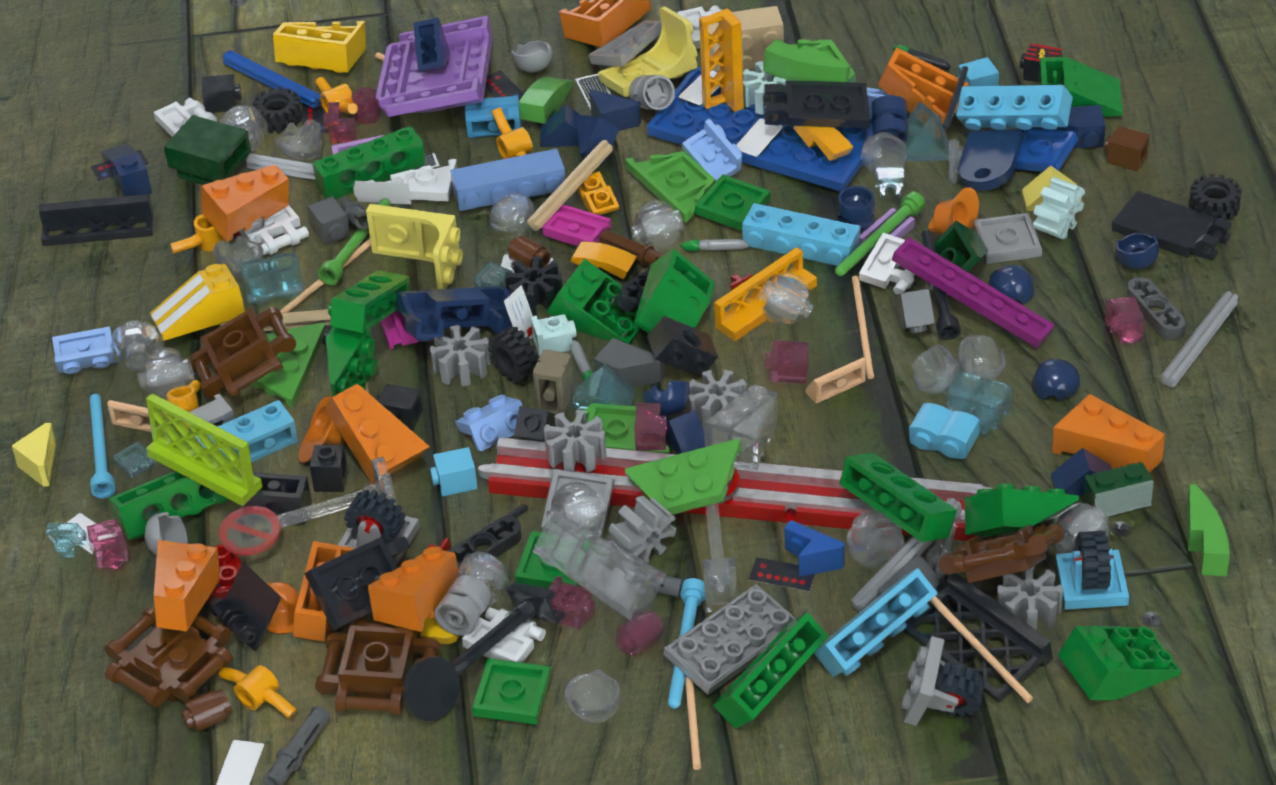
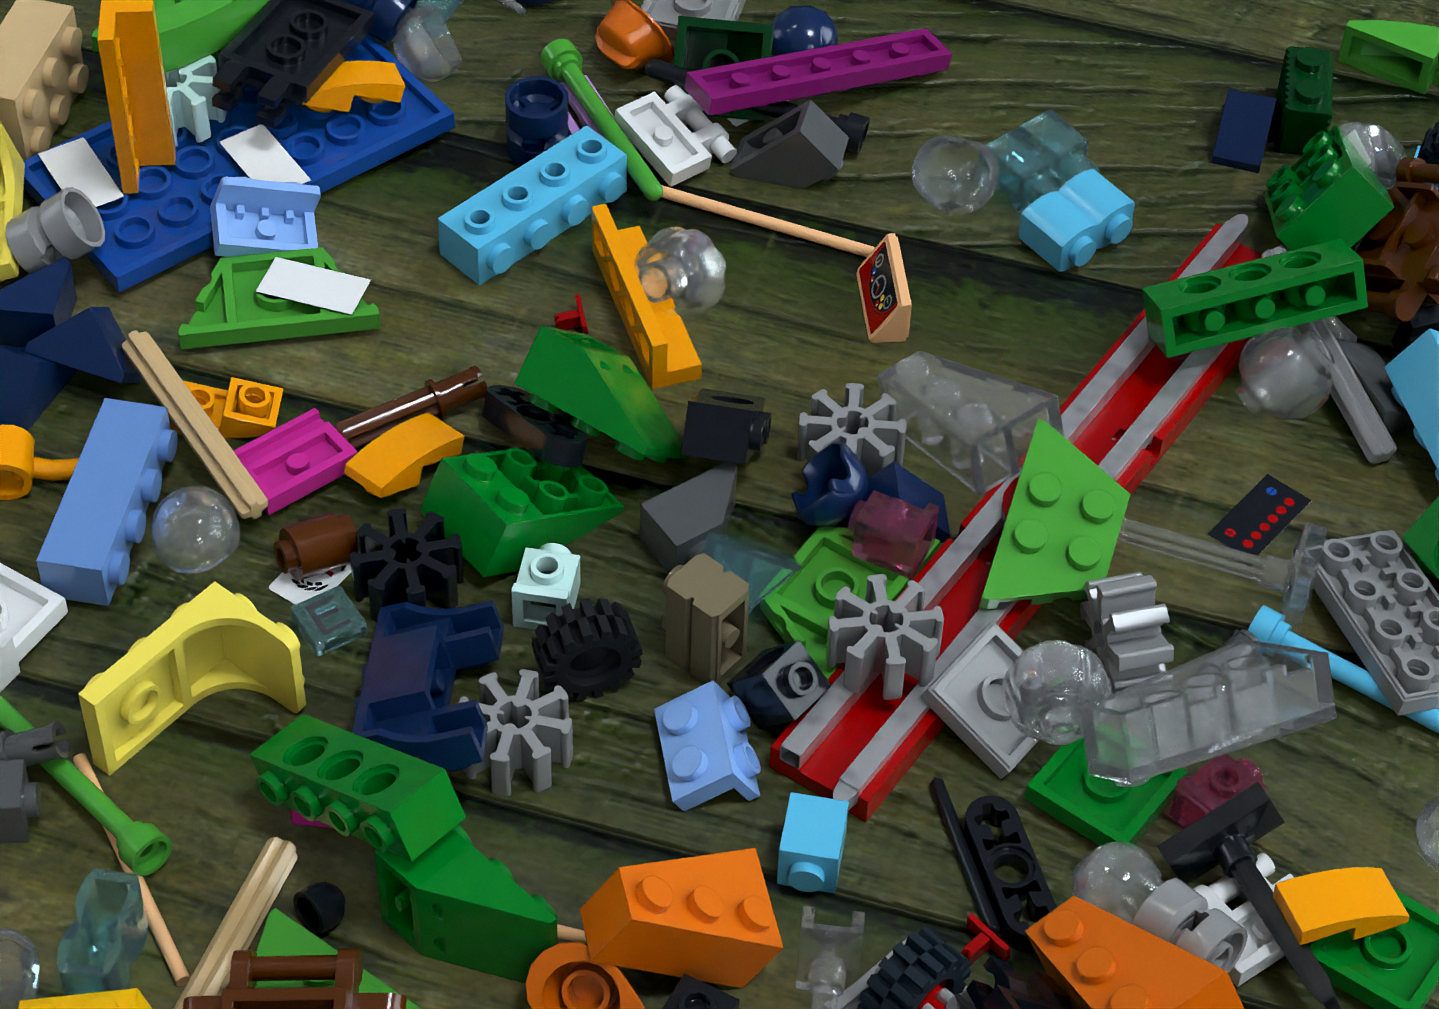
camera: 70 degrees left, 5 degrees up
(403, 403) = (587, 861): black brick -> none
(513, 652) = (1339, 901): none -> light orange slope
(519, 311) = (499, 603): white sticker -> none
(581, 360) = (622, 577): light grey piece -> none
(639, 632) = (1339, 742): clear pink brick -> none
(657, 225) = (376, 358): clear plant -> none
(686, 186) = (313, 285): none -> white sticker
(714, 245) = (448, 334): light grey piece -> none
(730, 201) = (389, 248): green plate -> none
(788, 361) = (817, 325): clear pink brick -> none
(815, 550) = (1249, 450): blue slope -> none
(889, 177) = (481, 65): clear light blue tile -> none
(981, 357) = (962, 117): clear hair -> none
(1056, 379) = (1031, 75): dark blue hair -> none
(1108, 435) = (1191, 65): orange wedge -> none

